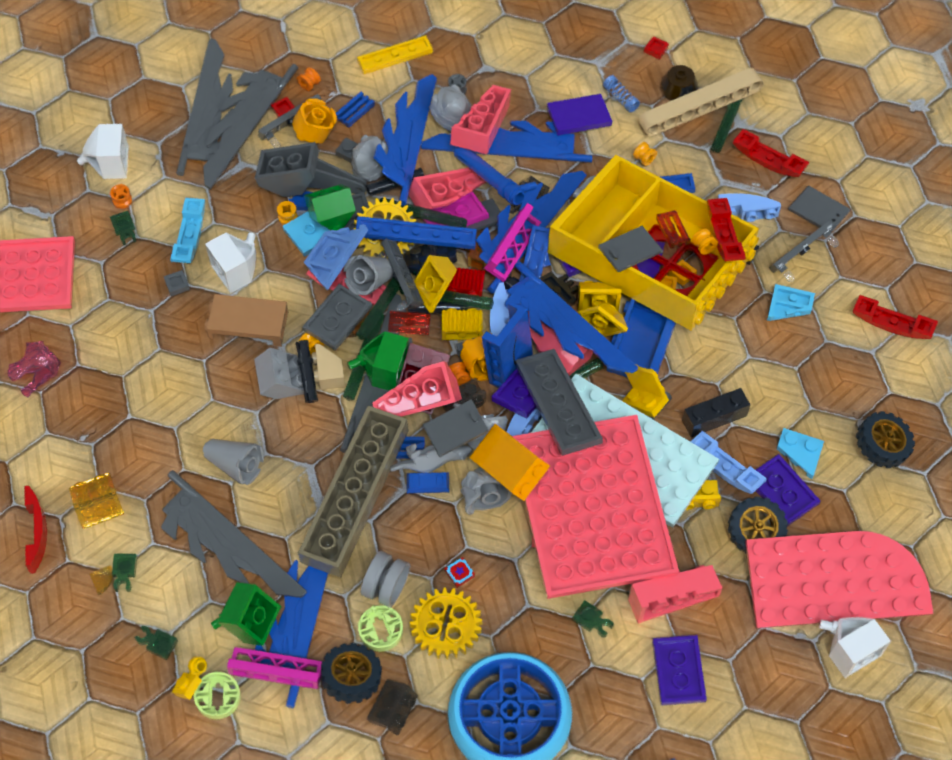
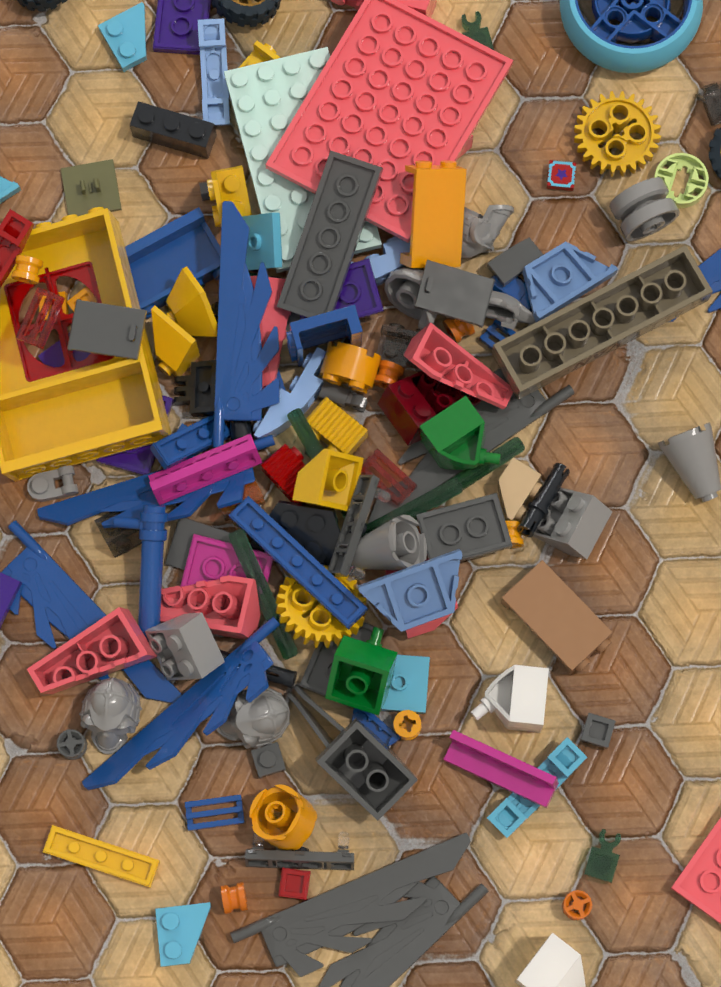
camera: 135 degrees left, 15 degrees up
(215, 226) = (501, 769): none -> dark pink fence
(324, 51) = (179, 932): none -> medium azure wing
(402, 505) = (562, 278): none -> medium blue wing
(438, 154) = (185, 647): none -> light grey slope
(441, 496) = (512, 261): none -> dark grey slope
(600, 382) = (264, 241): none -> medium azure plate
(729, 352) = (91, 187): none -> olive piece

